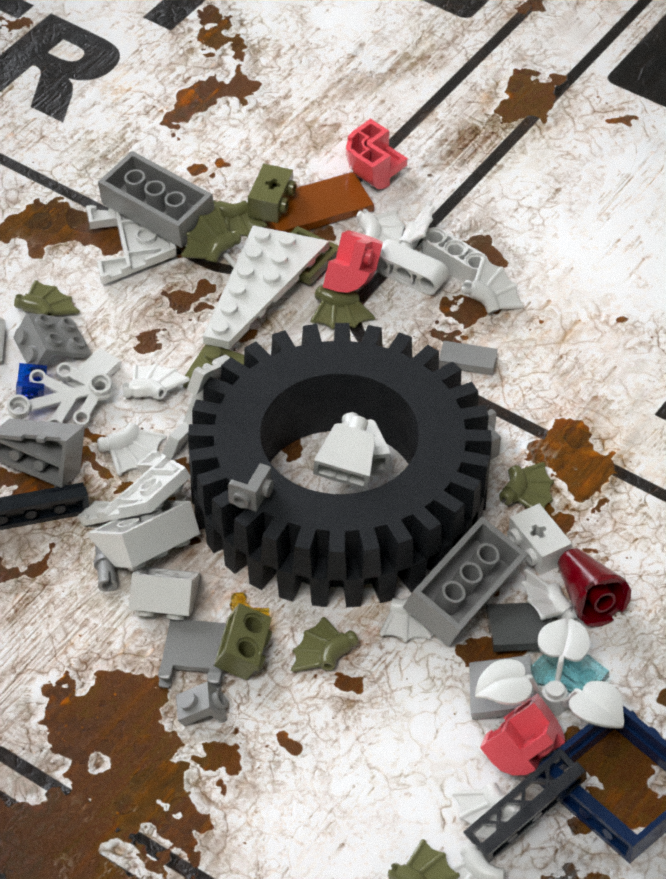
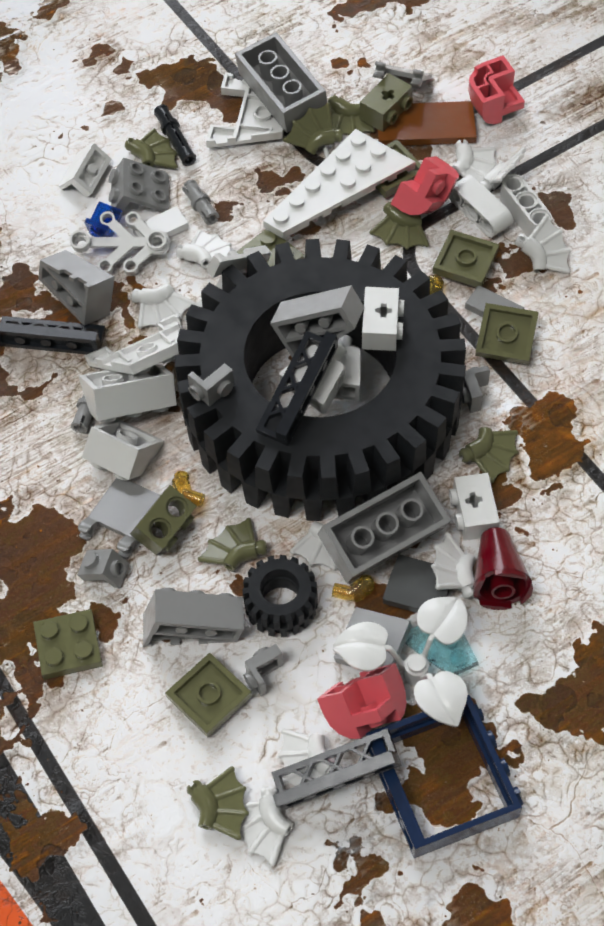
camera: 25 degrees right, 10 degrees up
(54, 274) = (171, 128): none -> black pin
(123, 337) = (200, 202): none -> light grey pin
(200, 787) = (67, 644): none -> olive plate
(254, 161) = (416, 75): none -> light grey flag
(316, 718) = (192, 615): none -> light grey wedge
(325, 401) = (317, 313): none -> light grey wedge
(348, 487) = (303, 390): none -> black fence
(367, 785) = (208, 694): none -> olive plate
(387, 383) = (380, 318): none -> white brick
(391, 693) = (280, 574): none -> black tyre
(404, 743) = (261, 664): none -> light grey bracket
(420, 318) = (465, 258): none -> olive plate
(461, 650) = (356, 591): none -> clear yellow arm
(495, 375) = (507, 333): none -> olive plate

